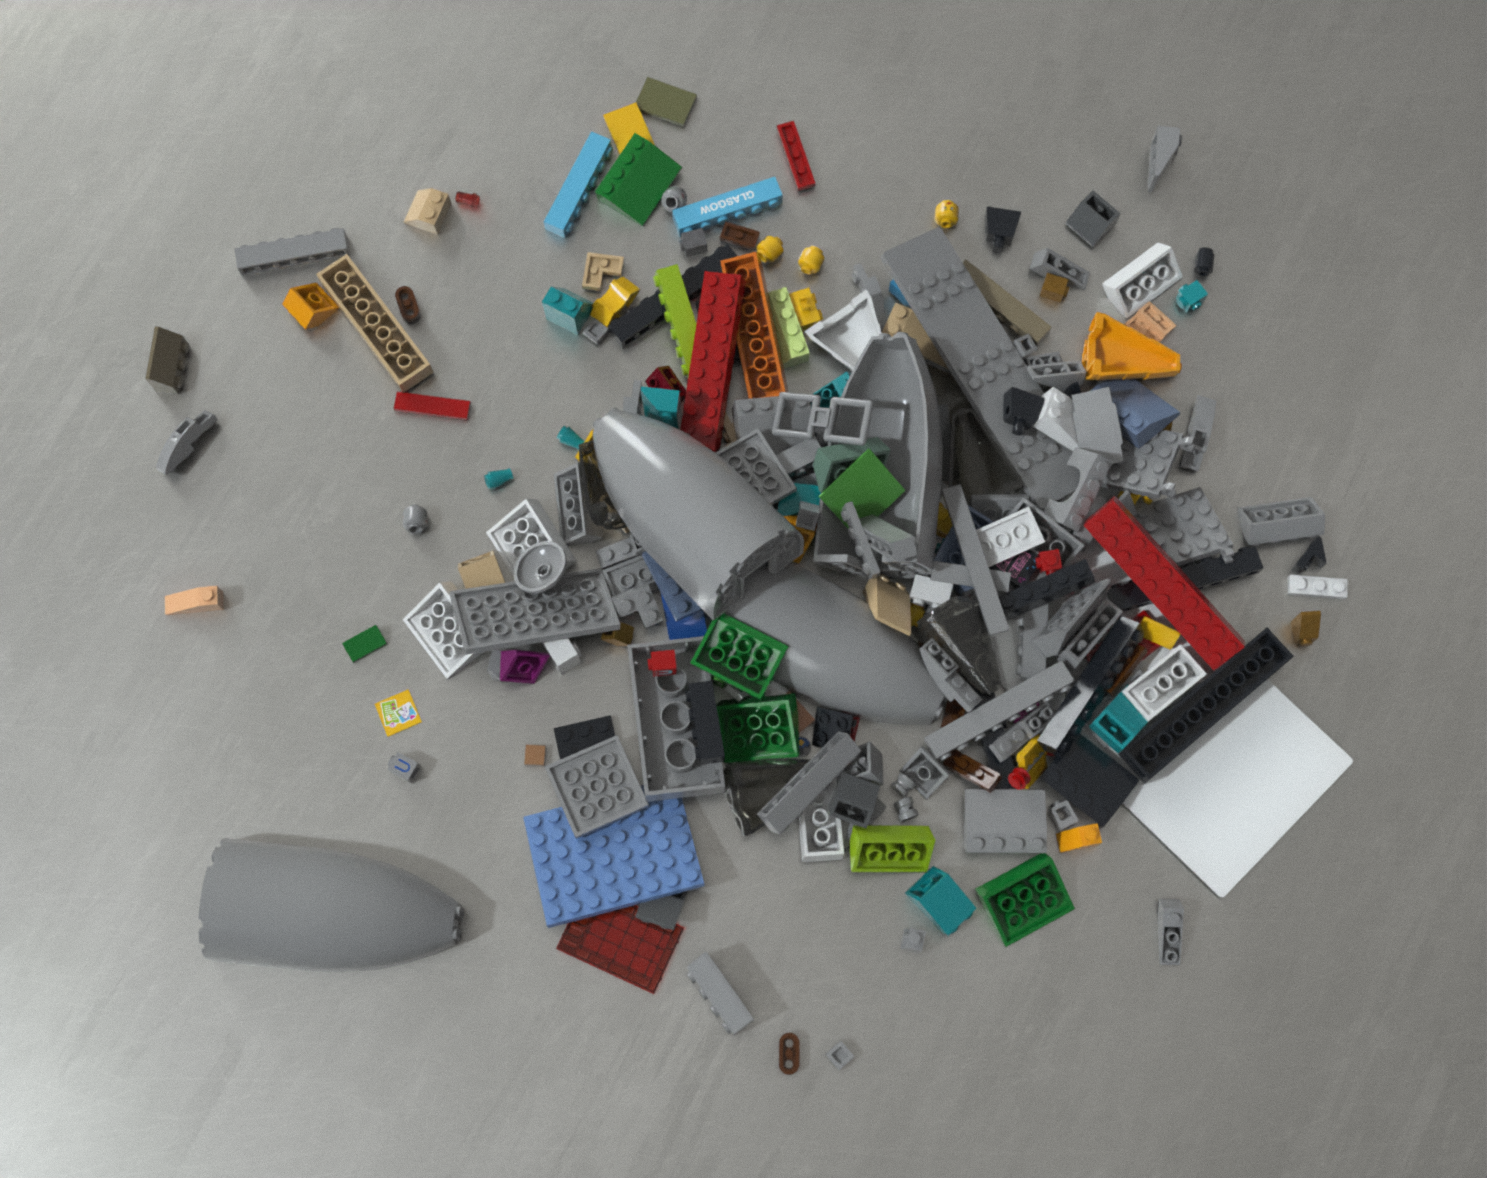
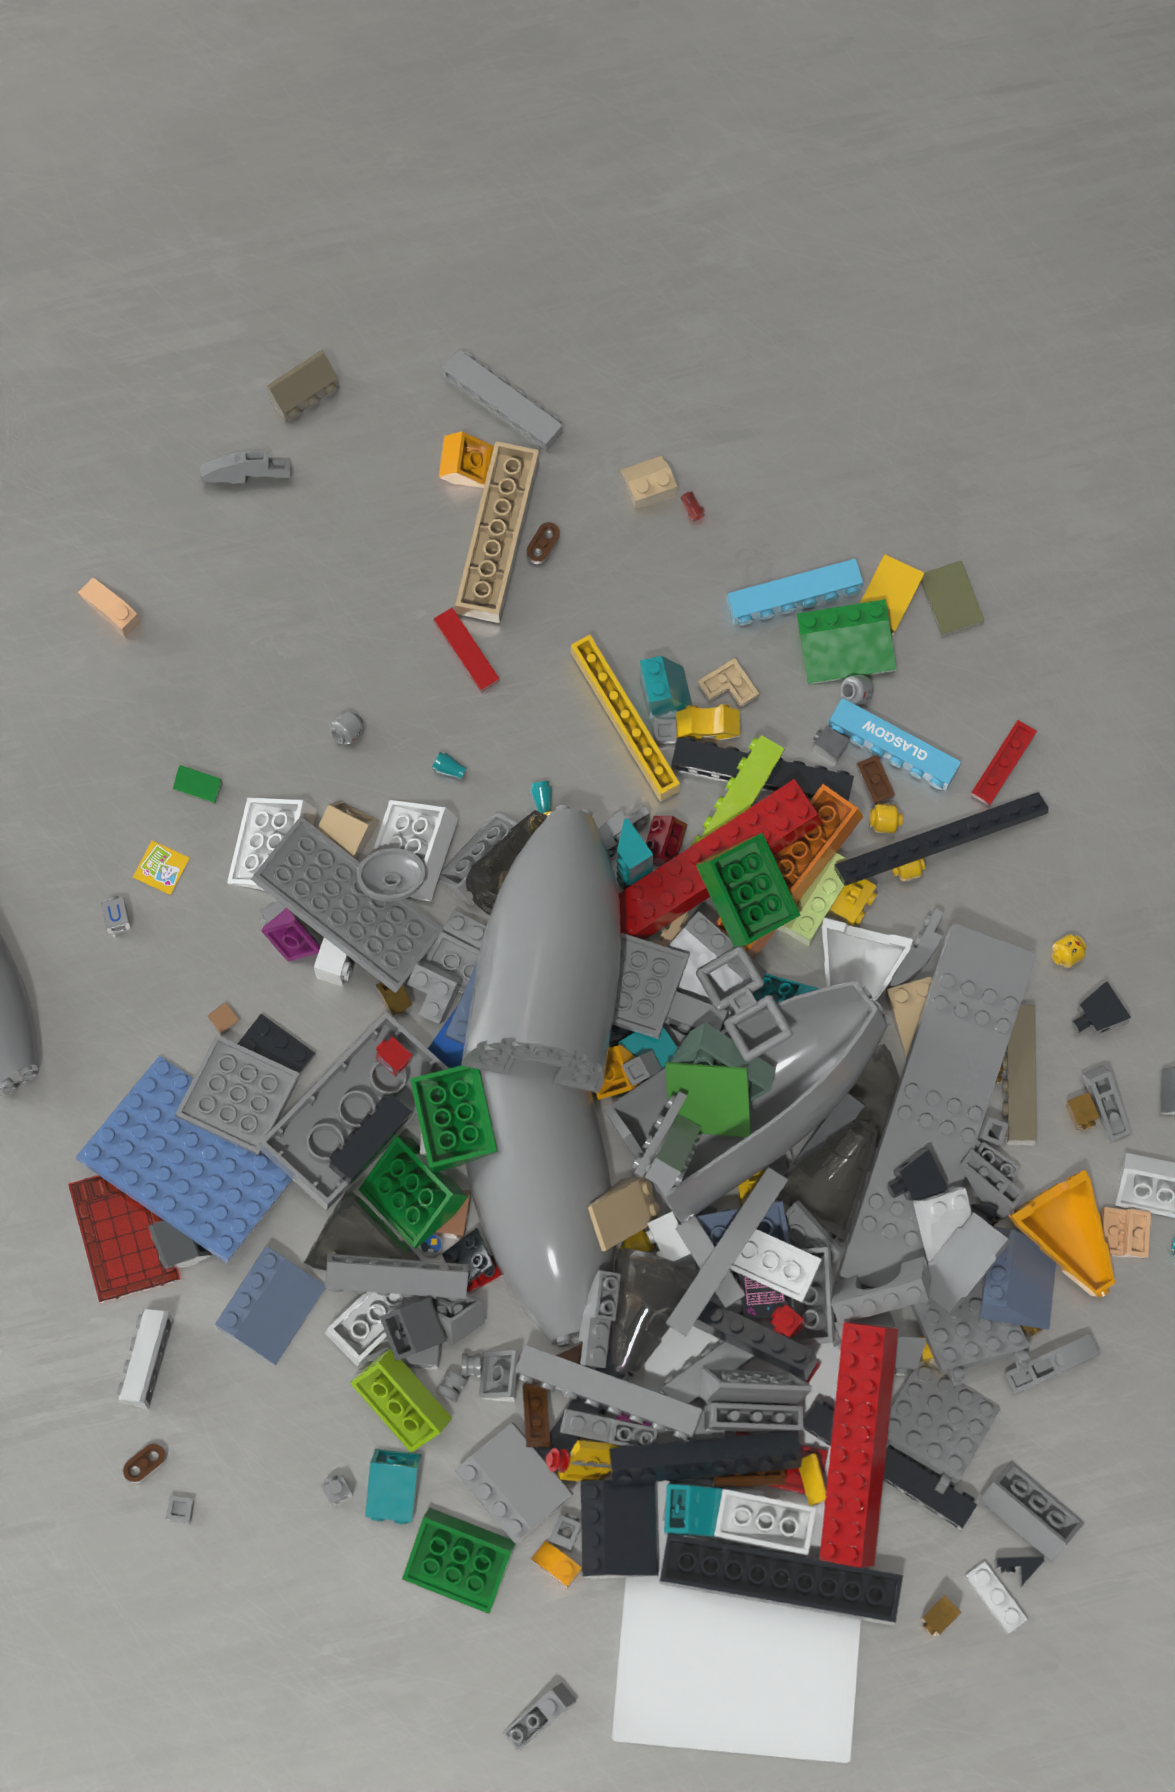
camera: 50 degrees right, 0 degrees up
(566, 346) = (625, 718): none -> yellow brick
(750, 357) = (748, 890): none -> green slope
(753, 882) = (270, 1306): none -> sand blue slope
(813, 227) = (941, 838): none -> black plate

